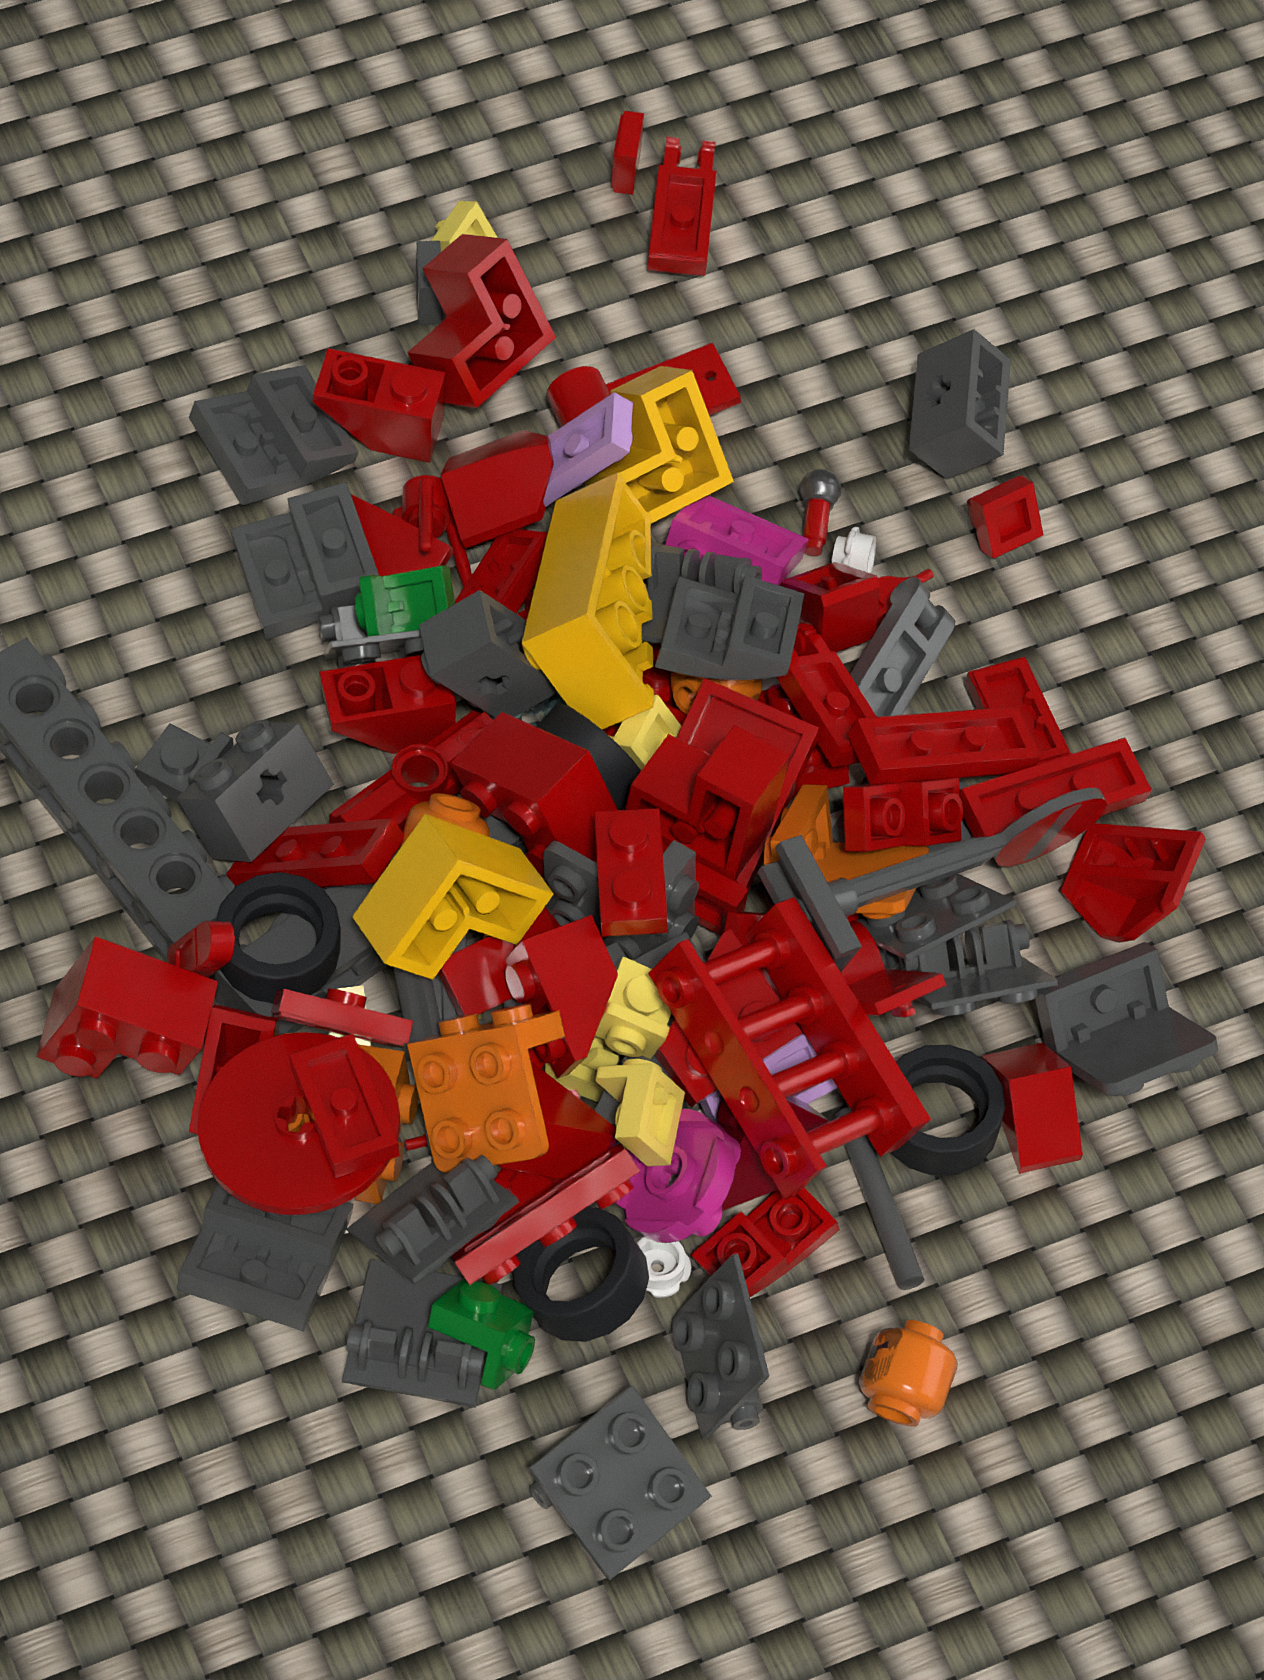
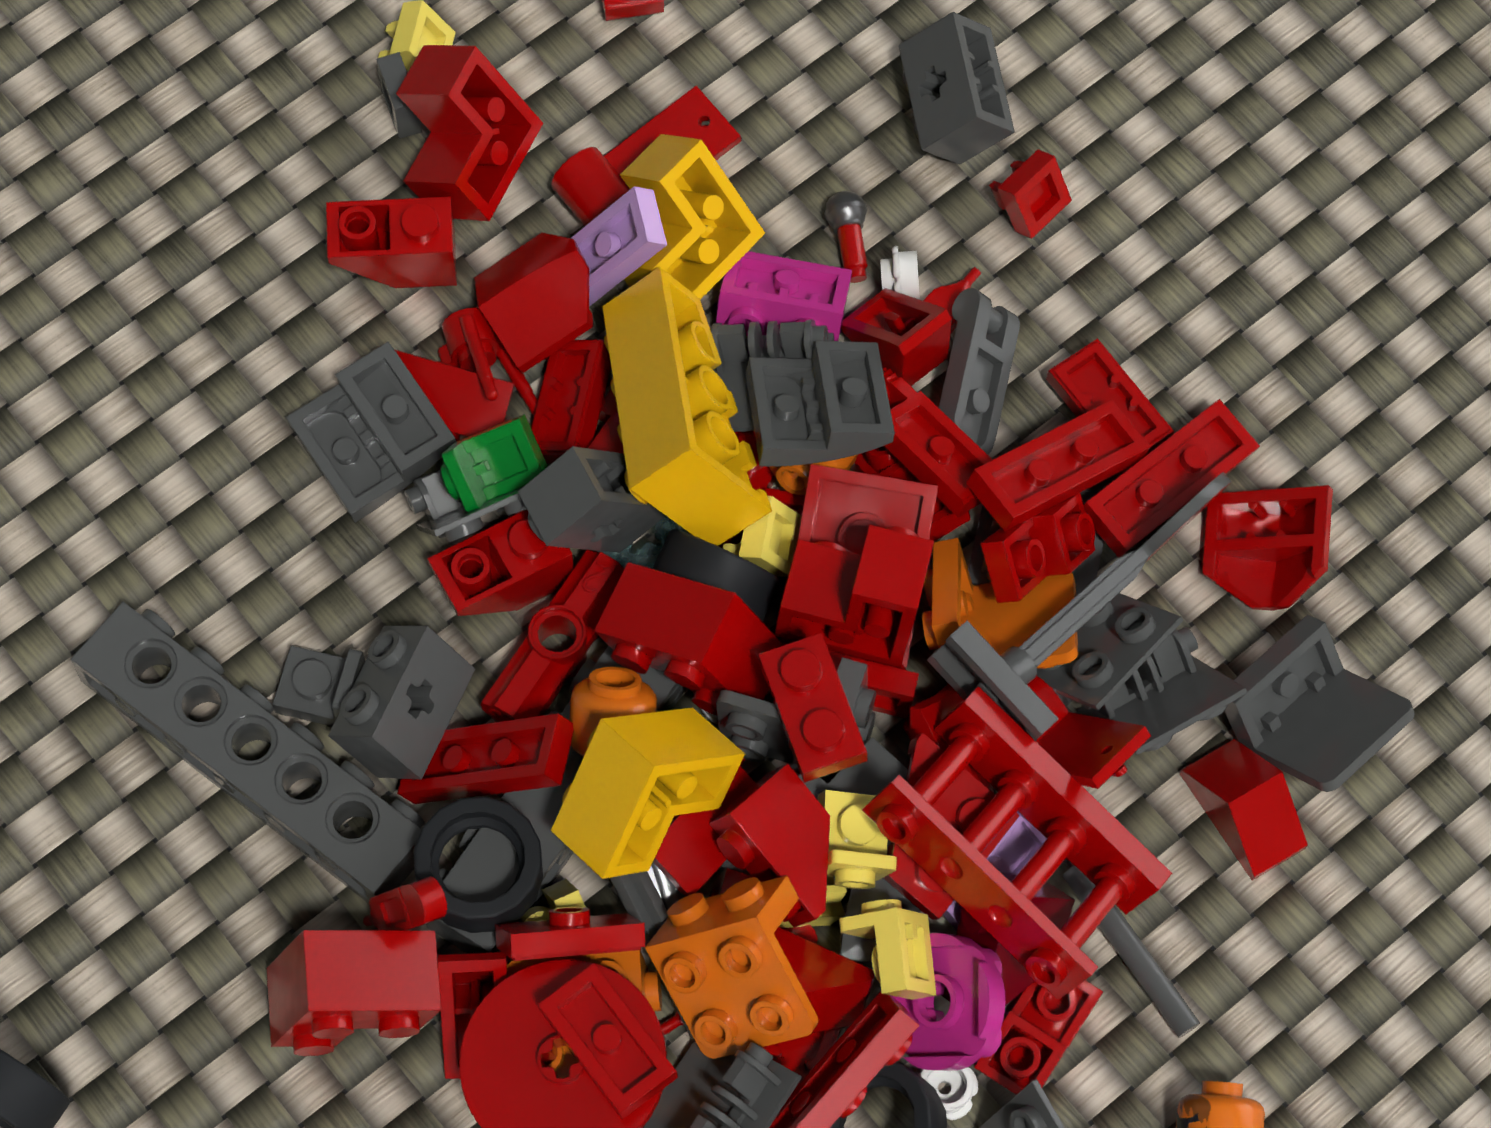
camera: 15 degrees left, 10 degrees up
(272, 435) = (293, 302): dark grey slope -> none
(974, 1077) = (1202, 811): black tyre -> none

